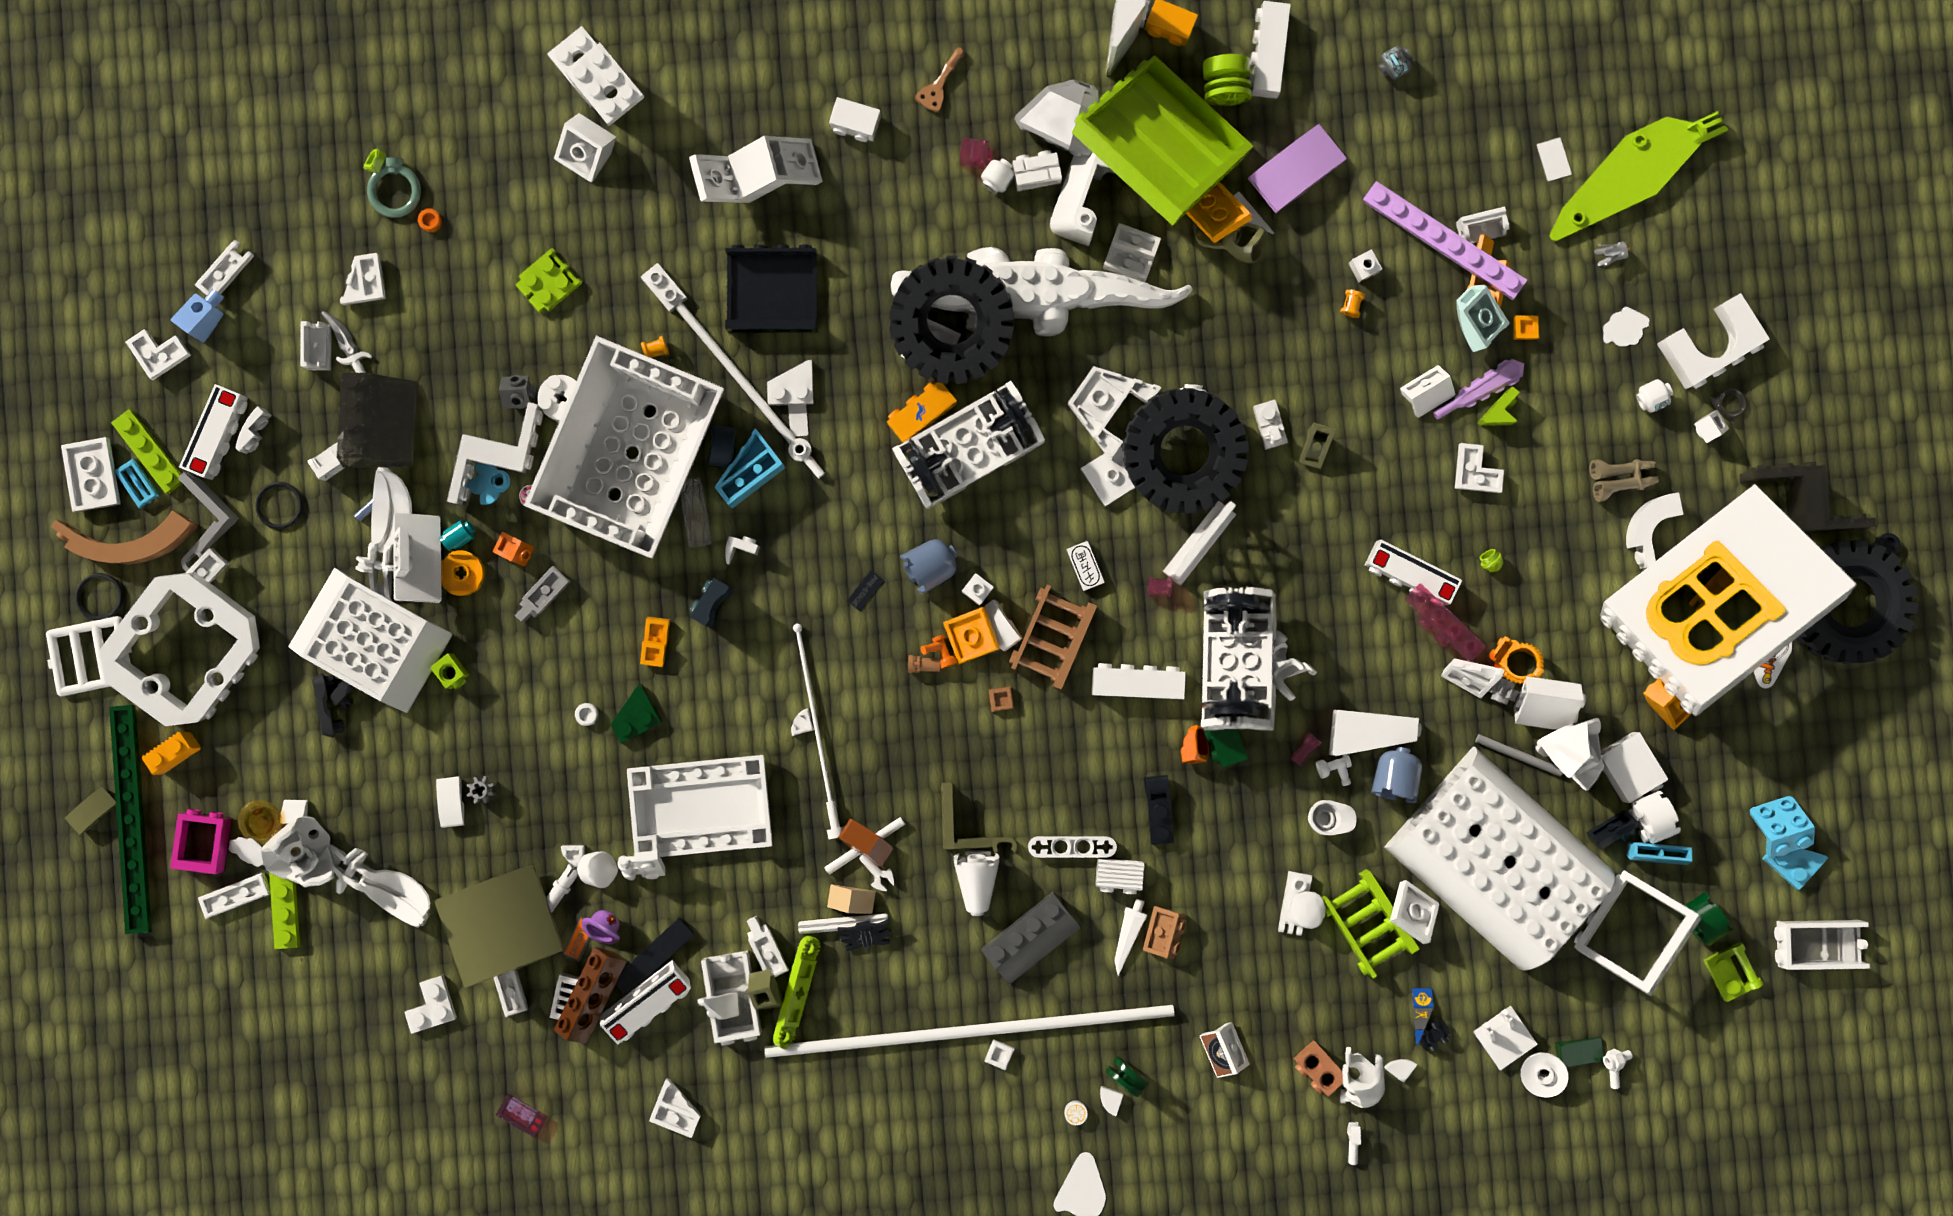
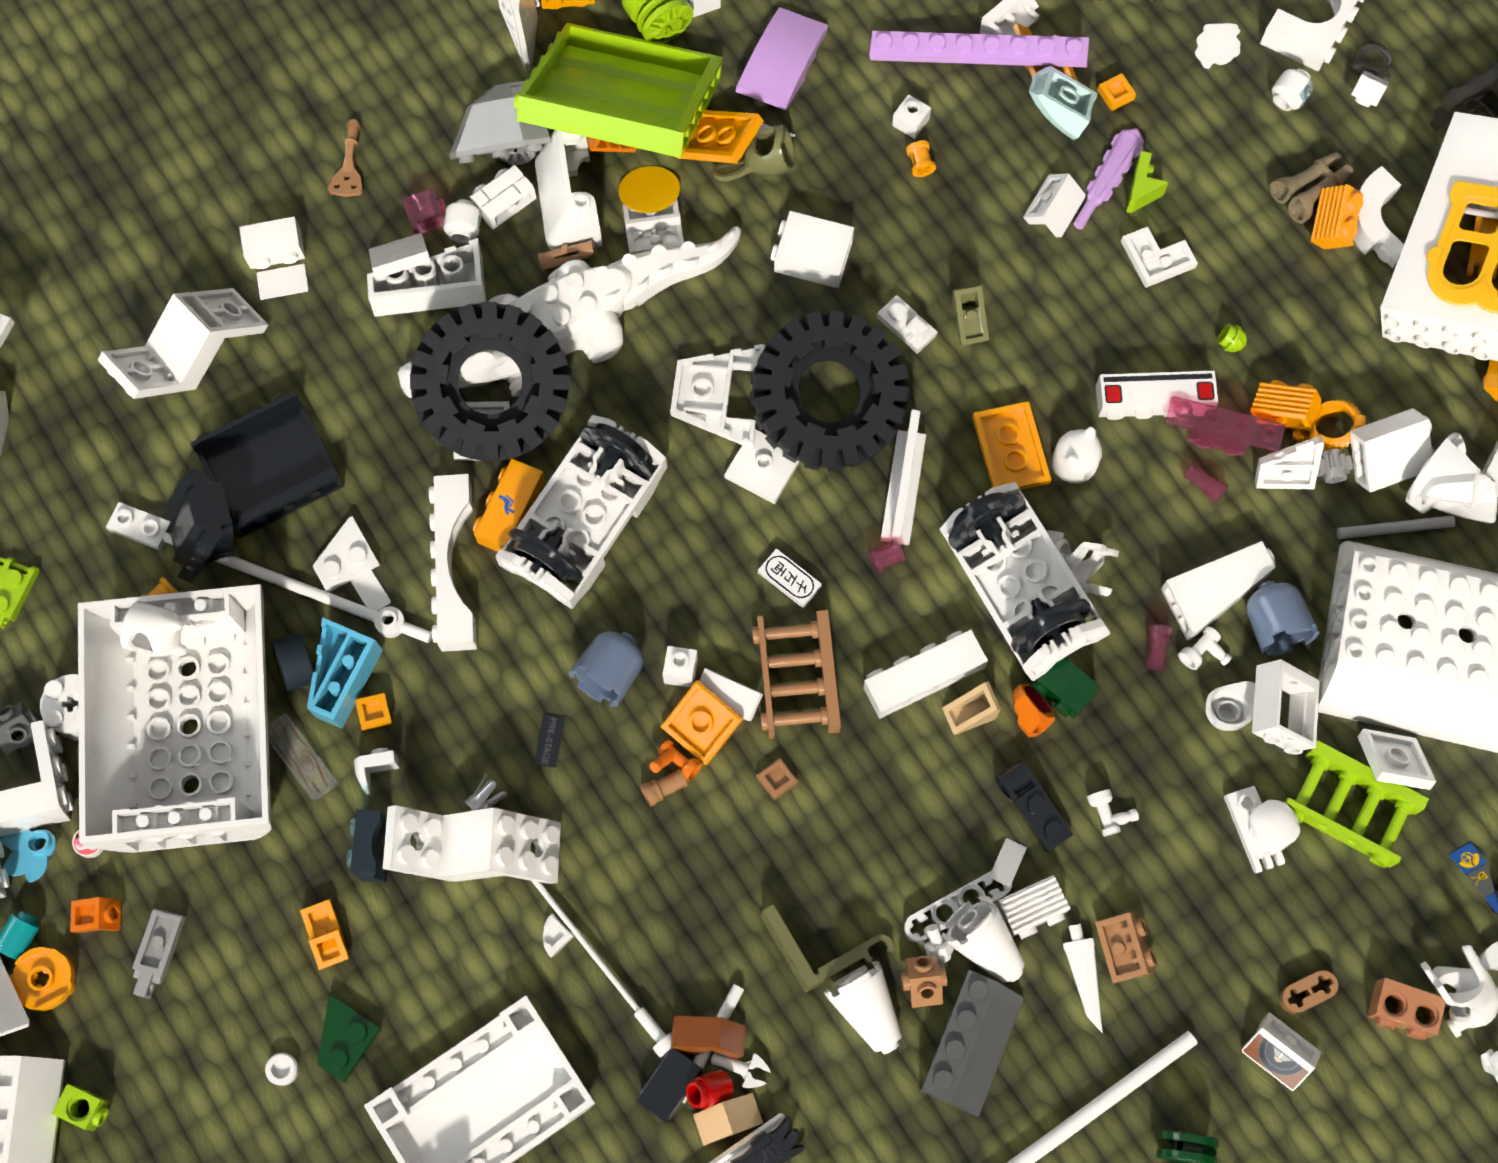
camera: 25 degrees left, 15 degrees down
(636, 387) = (156, 631): none -> white piece
(703, 313) = (199, 524): none -> black slope
(758, 508) = (373, 711): none -> light orange plate
(777, 639) = (472, 845): none -> white bracket
(802, 607) = (478, 799): none -> flat silver piece
(825, 859) = (668, 1085): none -> black slope
(848, 151) = (282, 281): none -> white sticker
(848, 876) = (709, 1089): none -> red brick
(883, 389) = (452, 506): none -> white arch
(938, 182) = (398, 255): none -> white tile
(953, 214) = (443, 282): none -> white wedge
(1022, 883) = (923, 974): none -> medium nougat brick
(1045, 867) = (937, 945): none -> white piece
(1059, 242) = (550, 260): none -> medium nougat pin
(1075, 879) = (984, 939): none -> white cone
(1120, 837) = (1007, 862): none -> white sticker
(1142, 222) = (649, 189): none -> yellow sticker
(1154, 724) = (972, 709): none -> tan slope
(1203, 847) = (1110, 822): none -> white piece
(1235, 332) = (812, 249): none -> white brick
(1265, 1018) = (1305, 985): none -> medium nougat beam
(1289, 556) = (1011, 446): none -> light orange plate
(1330, 587) = (1077, 455): none -> white piece
(1372, 847) = (1303, 706): none -> white window
(1408, 654) = (1209, 485): none -> clear pink pin
(1497, 631) = (1287, 404): none -> light orange brick
(1621, 513) = (1337, 217): none -> light orange brick

